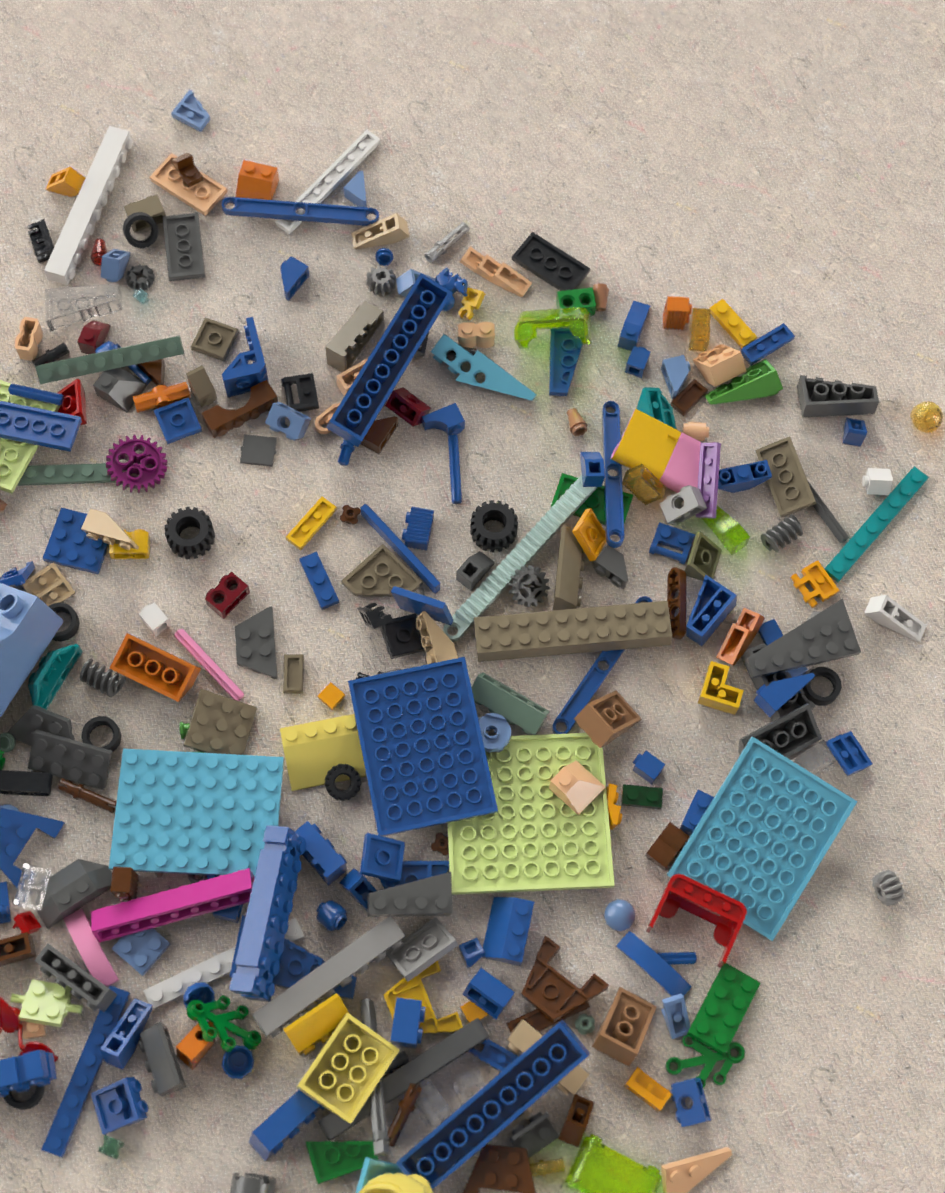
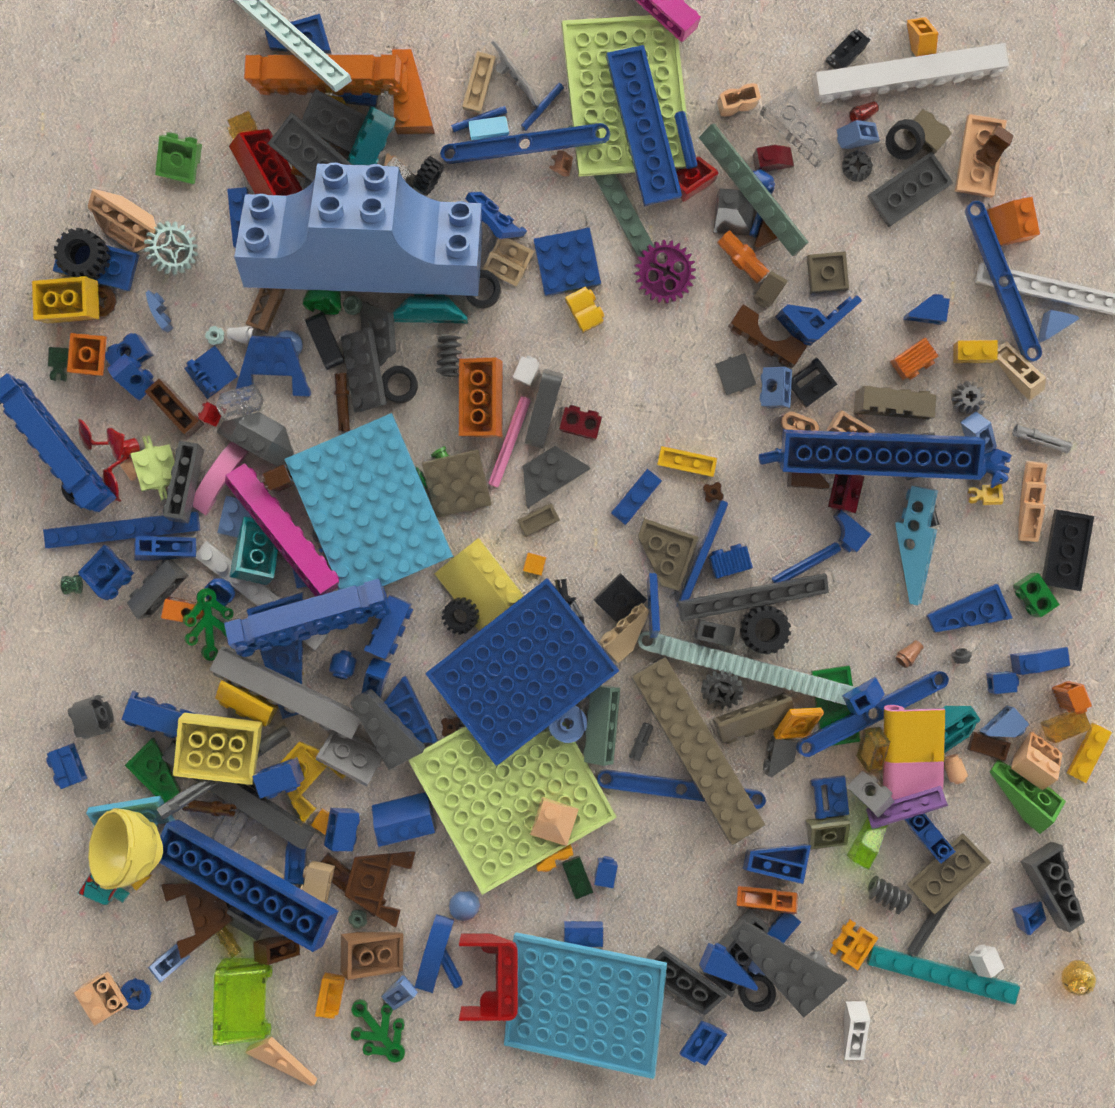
camera: 65 degrees right, 20 degrees up
(51, 355) = (733, 129): black pin -> none
(102, 526) = (586, 282): tan slope -> none
(140, 295) = (837, 178): clear light blue plate -> none
(177, 420) = (727, 285): blue plate -> none
(182, 945) = (253, 555): none -> teal slope
(186, 519) = (621, 341): black tyre -> none
(191, 112) = (1062, 113): medium blue wing -> none
(196, 618) = (543, 408): none -> dark grey beam
(238, 1062) = (184, 653): blue hair -> none
(325, 305) = (914, 358): none -> orange brick
(346, 257) = (975, 351): none -> yellow brick
(375, 617) = (622, 568): black hinge -> none
(382, 857) = (408, 686): blue plate -> none
(384, 256) = (995, 386): blue plate -> none
(459, 523) = (753, 597): none -> dark grey tile
(471, 951) = (372, 796): blue slope -> none
(477, 335) = (955, 521): light nougat brick -> none
(542, 678) = (641, 741): none -> dark grey axle
(576, 318) = (1004, 584): clear neon green windscreen -> none
(598, 382) = (961, 656): none -> dark grey plate
(601, 296) = (1058, 614): nougat cone -> none
(607, 718) = (630, 818): medium nougat slope -> none
(666, 846) = (542, 920): reddish brown brick -> none
(677, 581) = (775, 832): reddish brown beam -> none
(699, 1112) = (345, 1033): blue brick -> none
(716, 693) = (704, 900): yellow brick -> none
(723, 1008) = (425, 1029): green plate -> none
(767, 344) = (1082, 796): blue plate -> none

